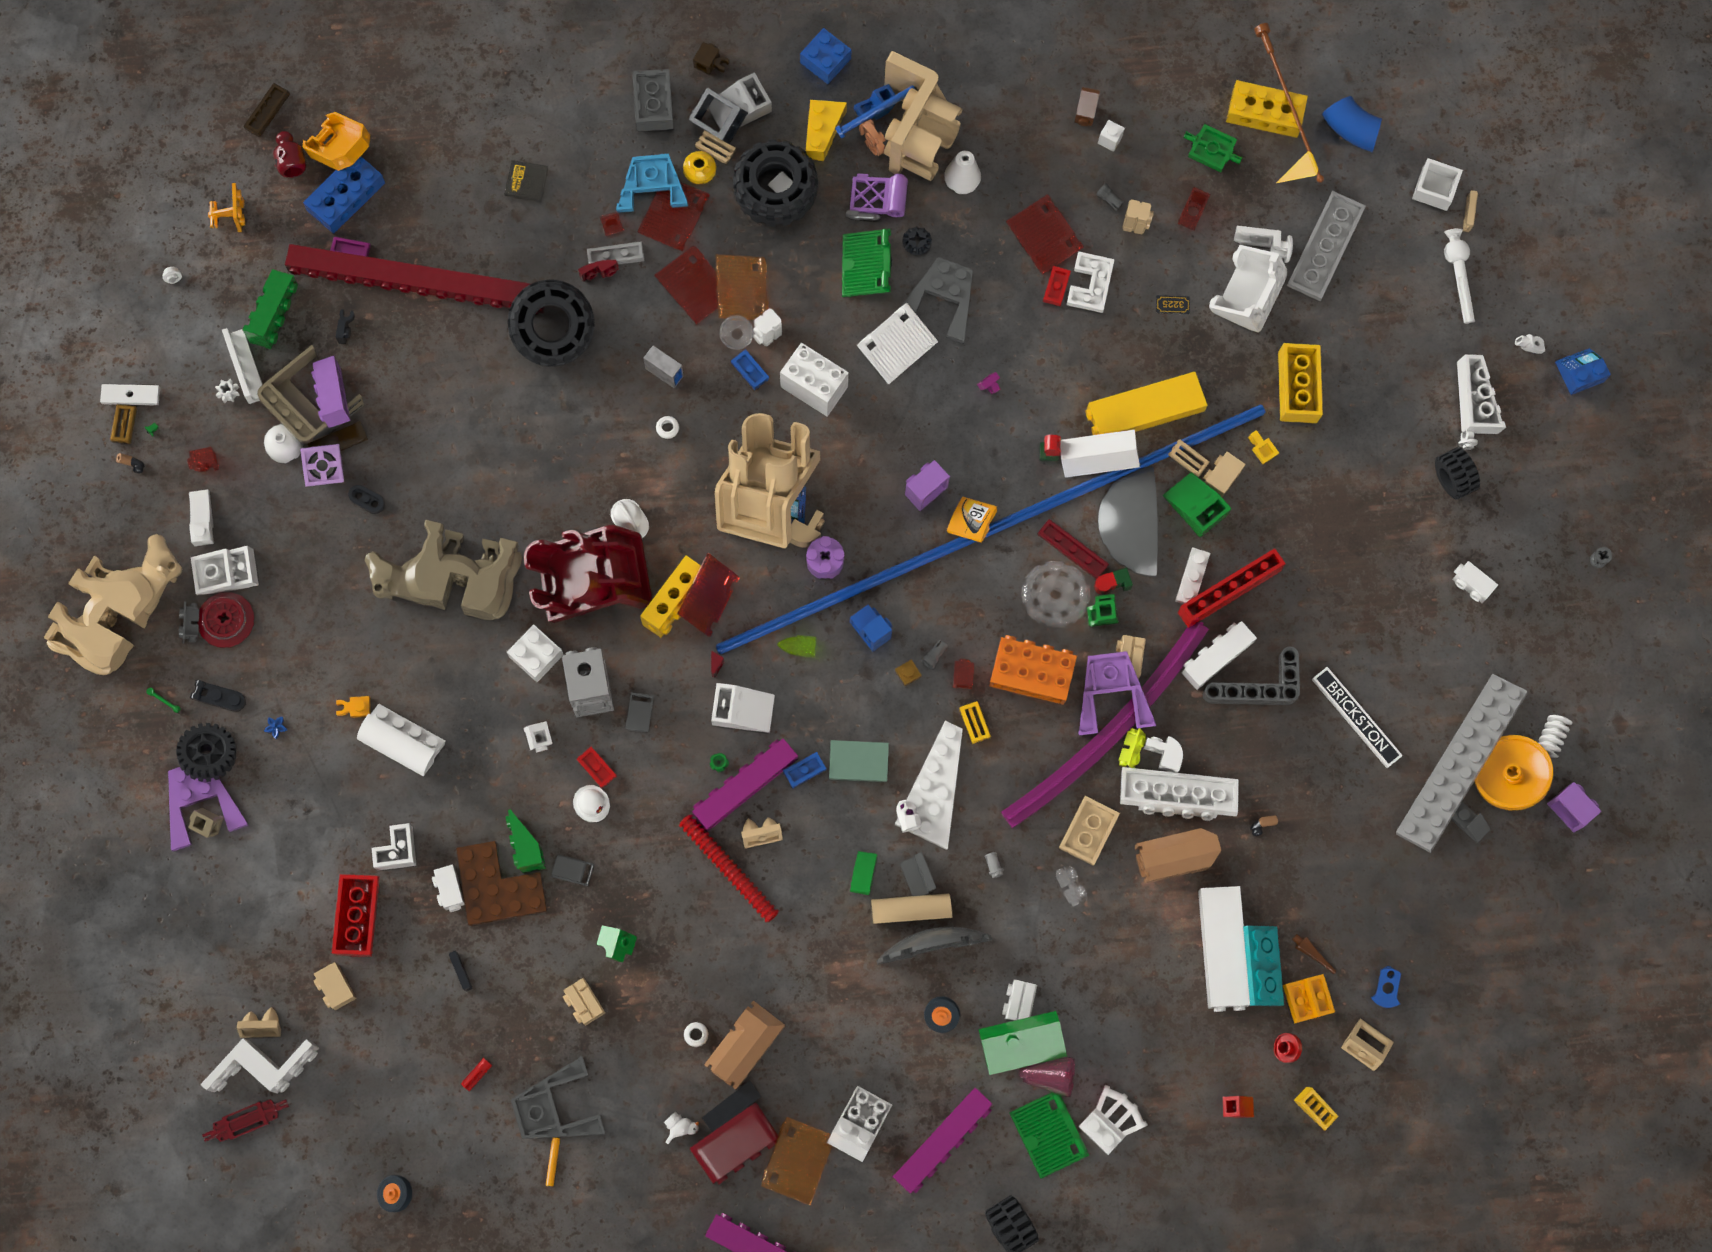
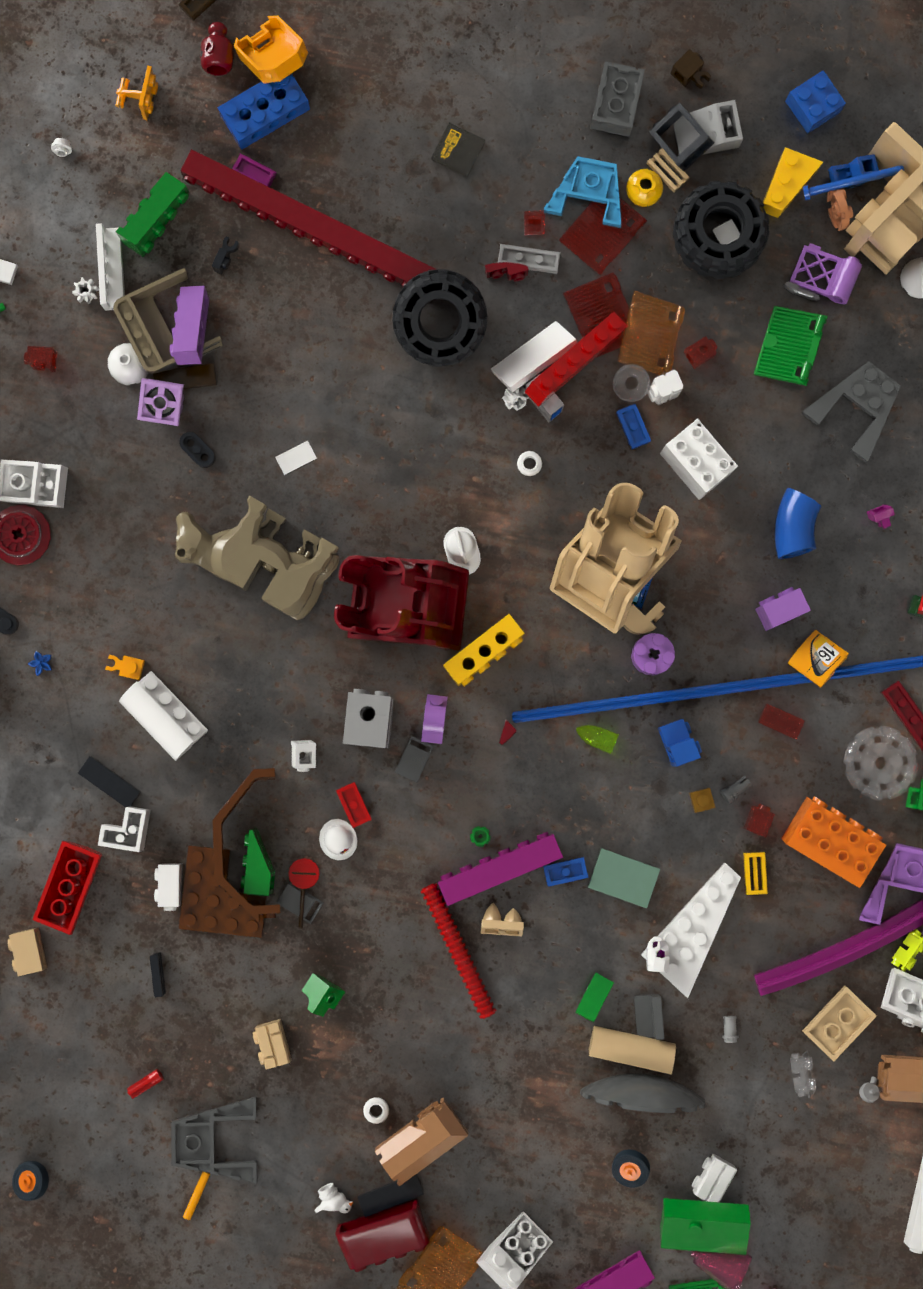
camera: 20 degrees right, 10 degrees up
(201, 518) = (22, 420): white slope -> none
(367, 813) = (109, 782): none -> black tile
(457, 481) = (296, 457): none -> white sticker
(530, 880) = (268, 911): none -> reddish brown panel
(535, 653) = (324, 666): white piece -> none
(569, 843) = (303, 875): none -> red piece
(638, 374) = (515, 399): none -> white gear
(644, 334) = (534, 356): none -> white tile
(647, 671) = (434, 719): none -> medium lavender brick
(680, 324) = (576, 359): none -> red brick
(708, 595) = (519, 660): clear red window -> none
(742, 708) = (521, 789): white slope -> none
(789, 296) = (698, 358): none -> clear red brick
(897, 343) = (797, 443): white window -> none
(911, 246) = (842, 339): black gear -> none
(917, 411) = (795, 524): none -> blue brick
(956, 583) = (781, 721): none -> clear red plate
(1135, 882) = (869, 1091): none -> light grey piece

